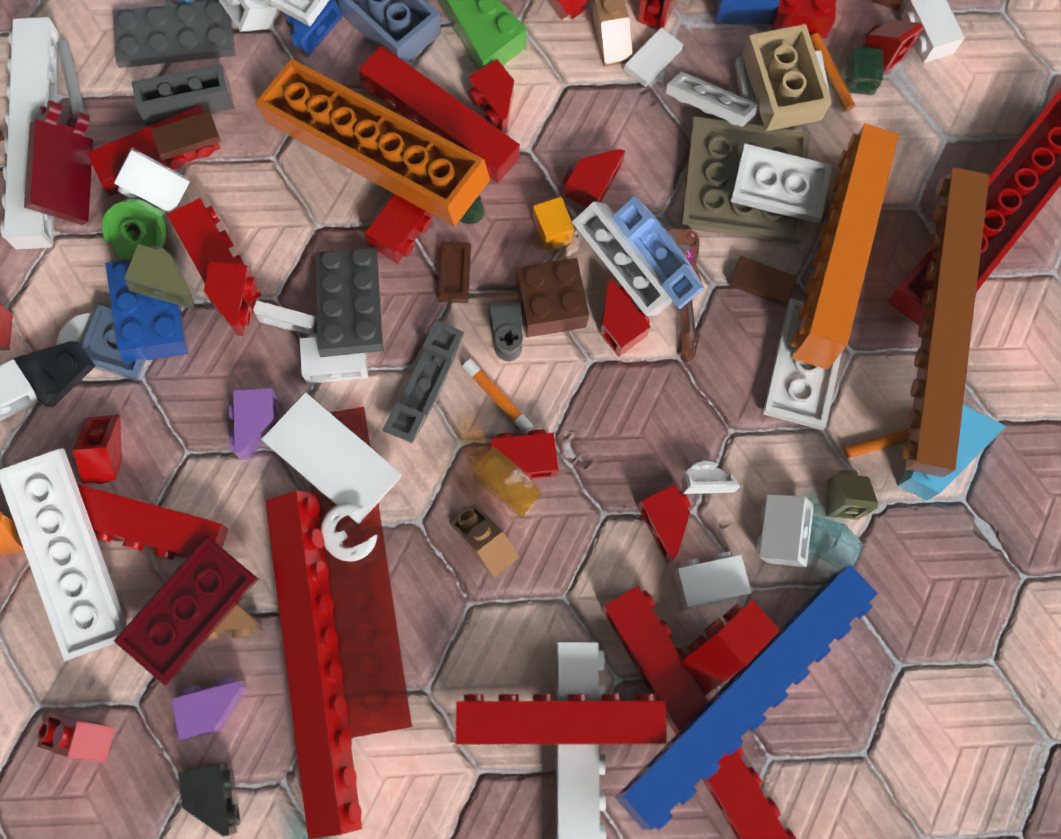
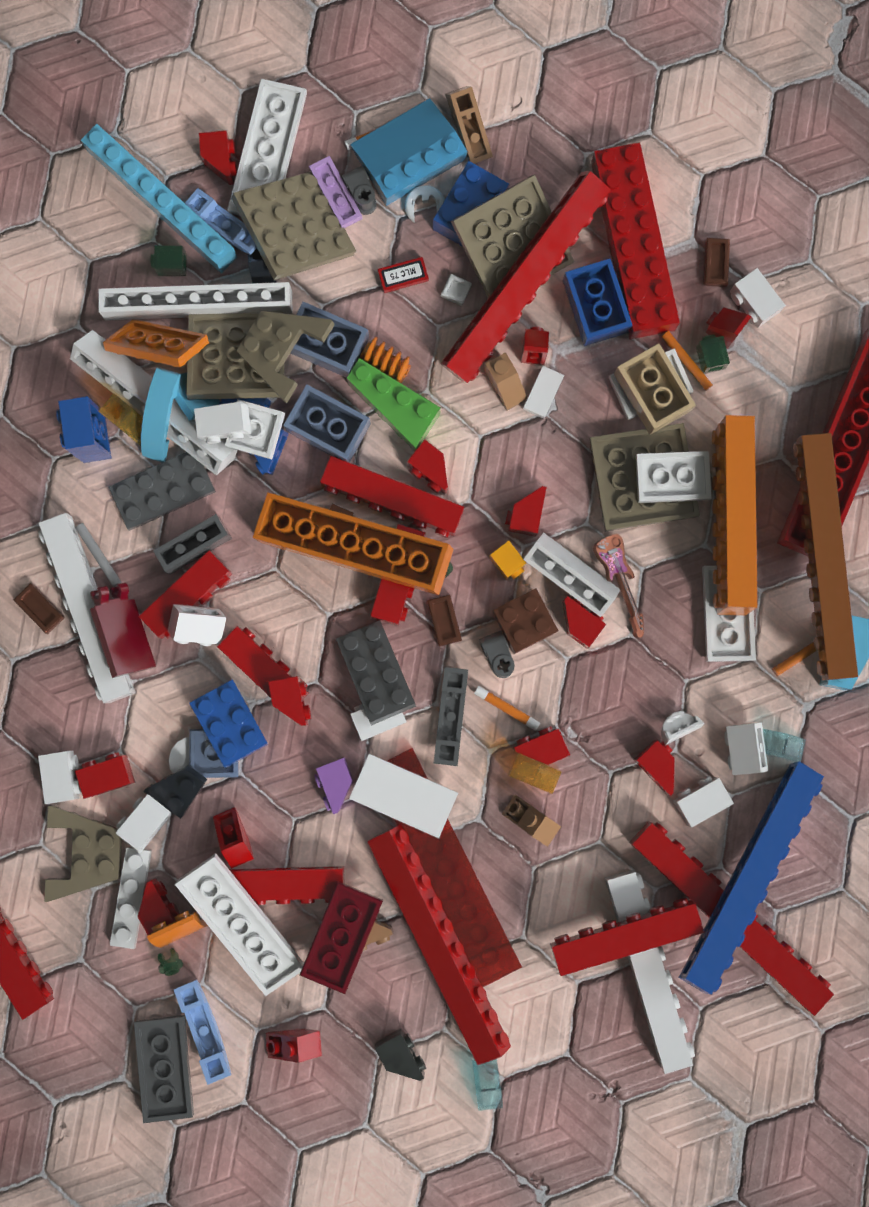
camera: 10 degrees left, 10 degrees up
(124, 214) = (196, 653): bright green plate -> none
(157, 276) = (234, 703): olive slope -> none
(185, 135) = (209, 580): copper tile -> none
(206, 711) = (375, 1000): medium lavender slope -> none
(285, 318) = (346, 698): white tile -> none
(334, 540) = (425, 854): white head -> none
(660, 250) = (599, 564): light blue slope -> none
(711, 99) = (600, 419): white plate -> none
(729, 644) = (728, 847): red brick -> none
(763, 281) = (679, 555): copper tile -> none
(850, 496) = (786, 707): olive slope -> none

